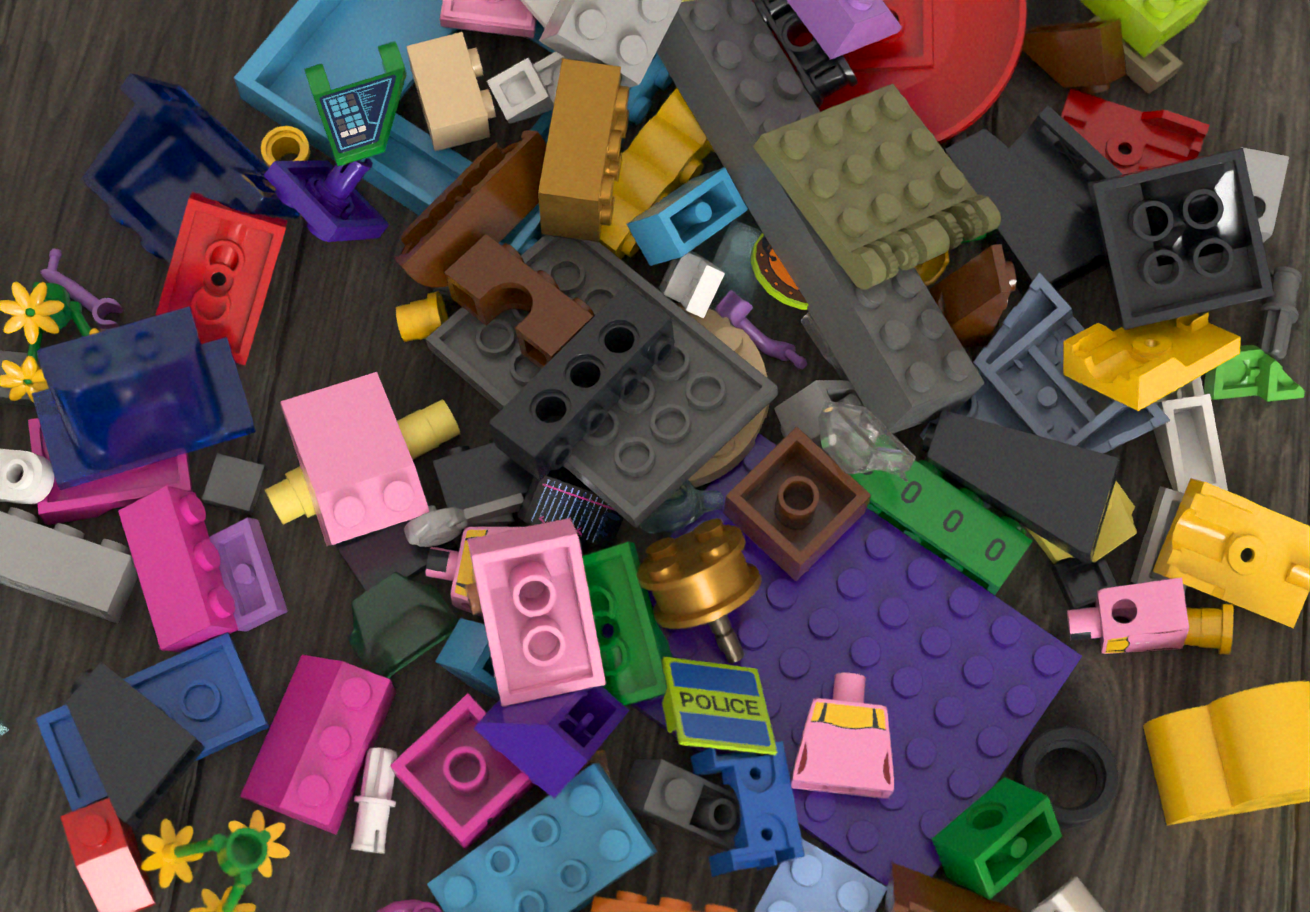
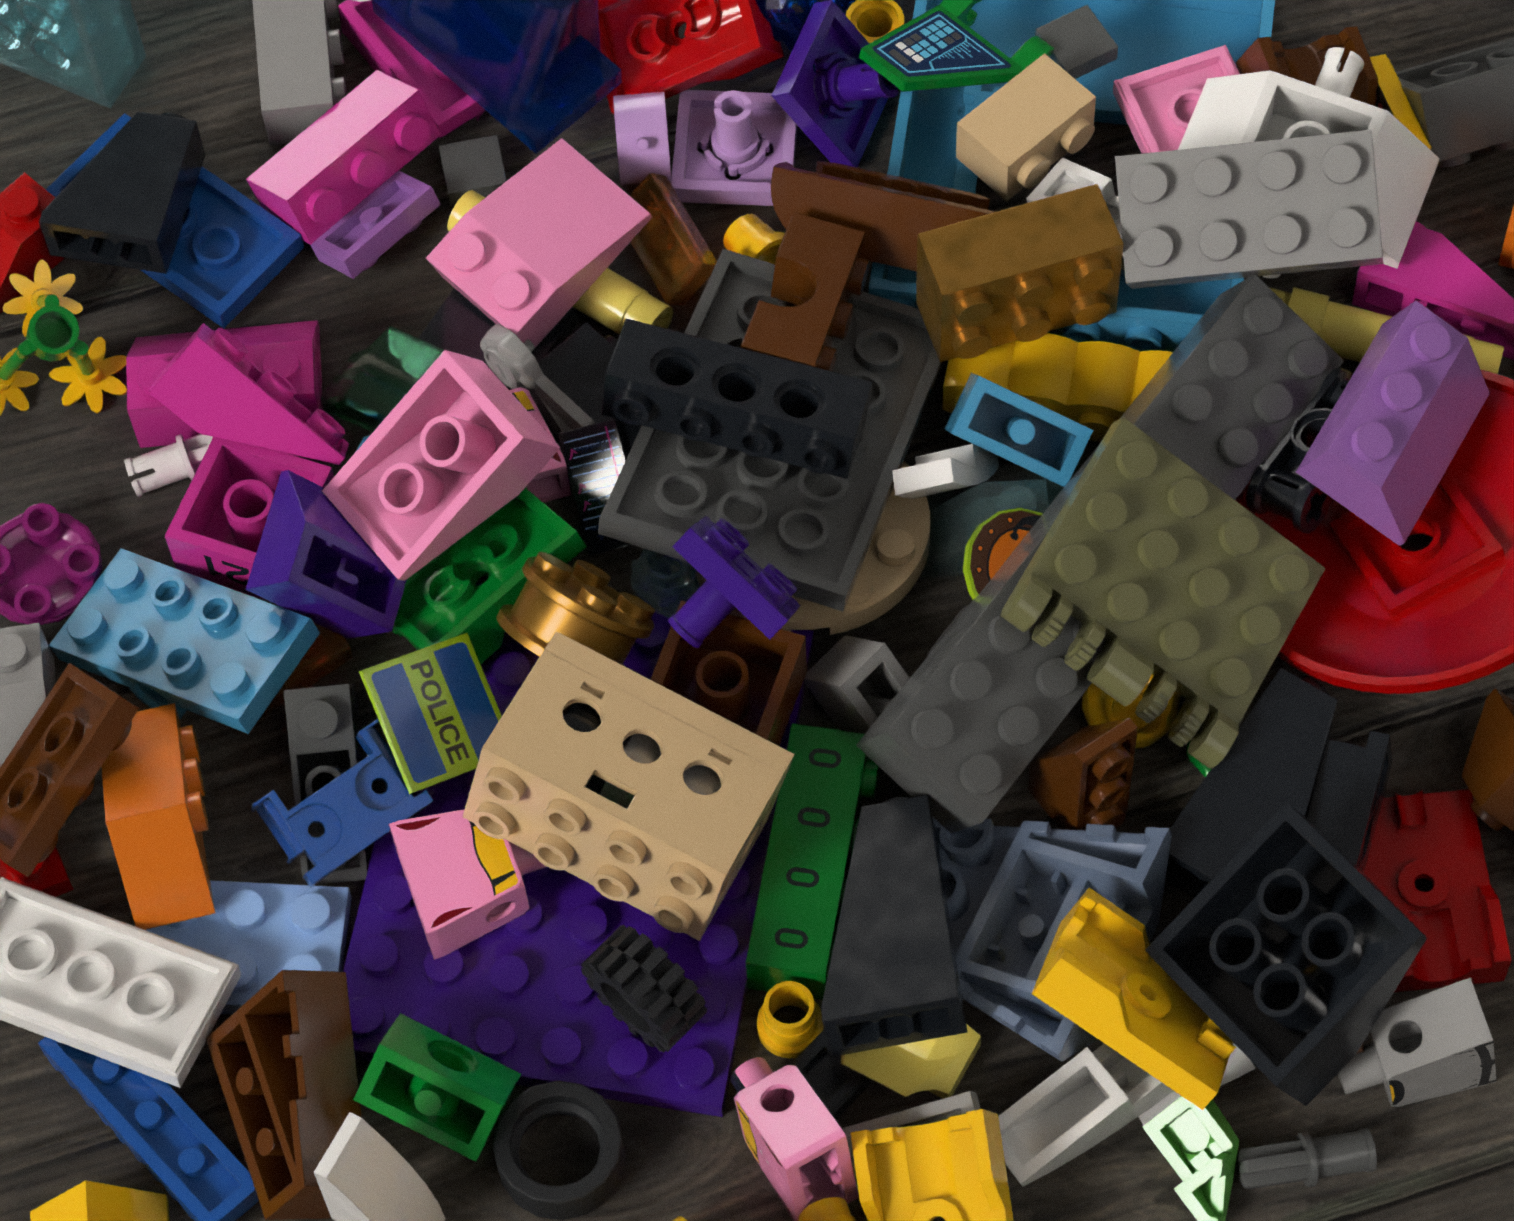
camera: 70 degrees right, 10 degrees down
(290, 351) = (641, 136): none -> lavender piece
(318, 283) = (735, 130): none -> lavender plate
(375, 741) = (233, 400): none -> dark pink slope
(391, 23) = (1079, 42): none -> dark grey tile
(401, 372) = (670, 242): none -> clear orange plate
(736, 310) = (939, 535): medium lavender piece -> none
(750, 449) = (730, 583): none -> dark purple plate
(859, 599) = (626, 785): none -> tan piece
(861, 441) = (824, 714): clear slope -> none
(1001, 661) = (644, 988): none -> black tyre
(1024, 593) = (784, 1038): none -> yellow piece

